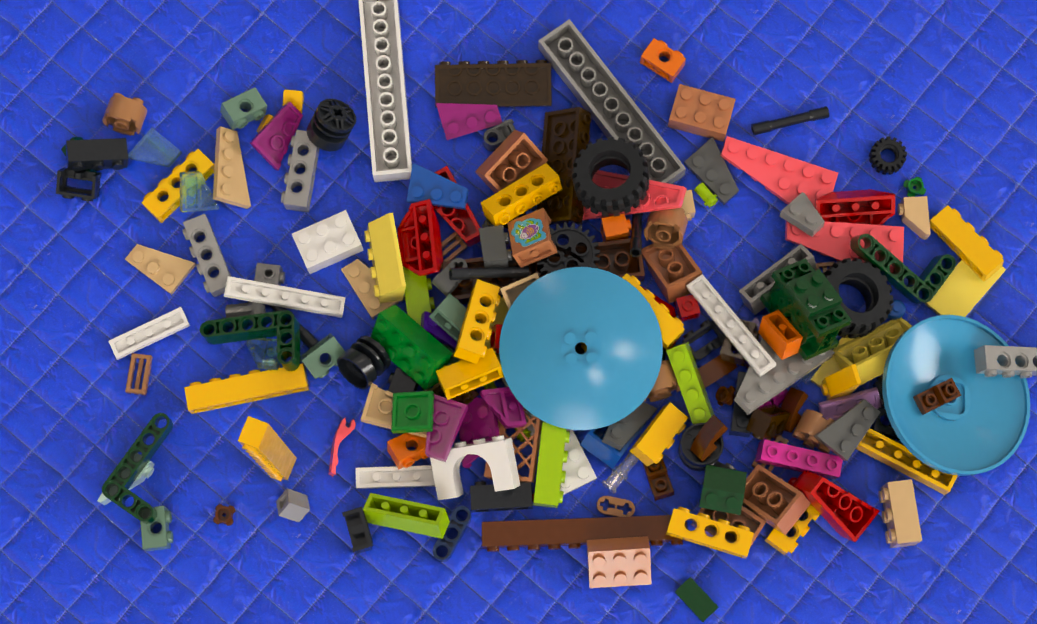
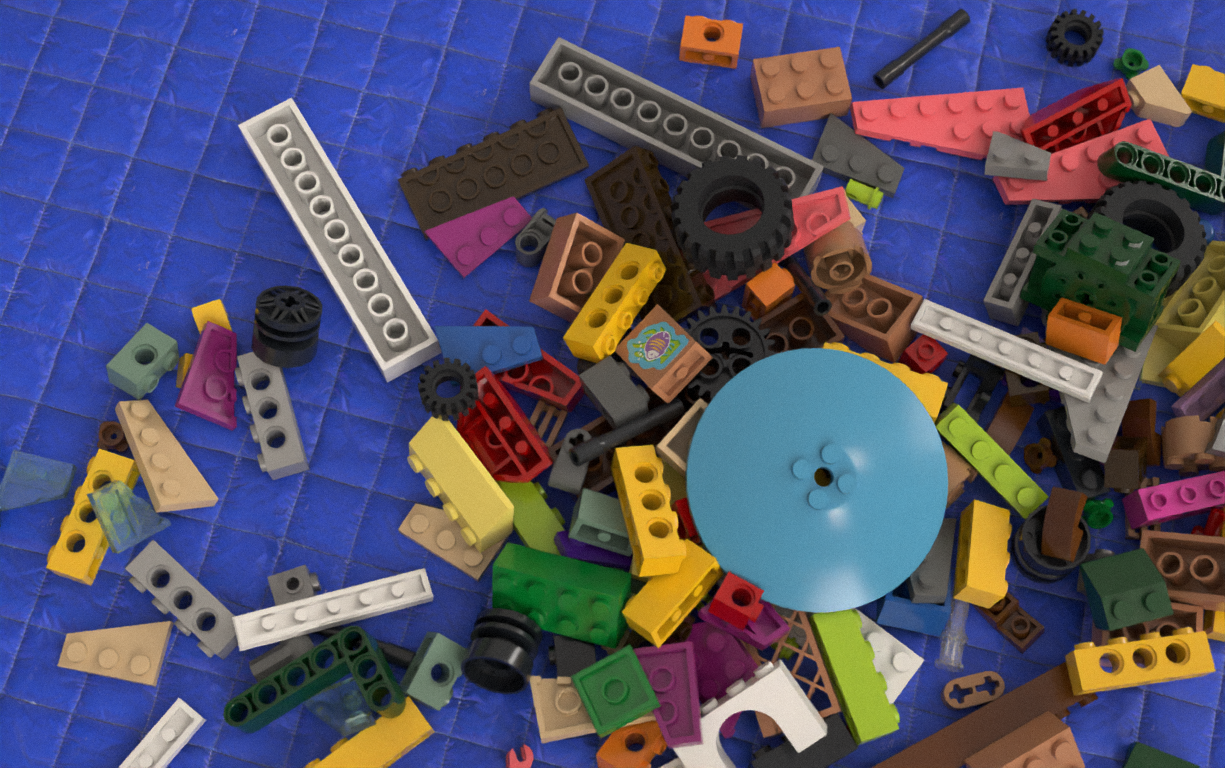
camera: 30 degrees left, 5 degrees down
(208, 138) = (106, 431): none -> reddish brown plate
(327, 242) = (359, 498): white brick -> none
(401, 214) = (443, 373): none -> black tyre
(502, 386) = (737, 588): none -> red brick
(740, 443) = (1098, 513): none -> green plate

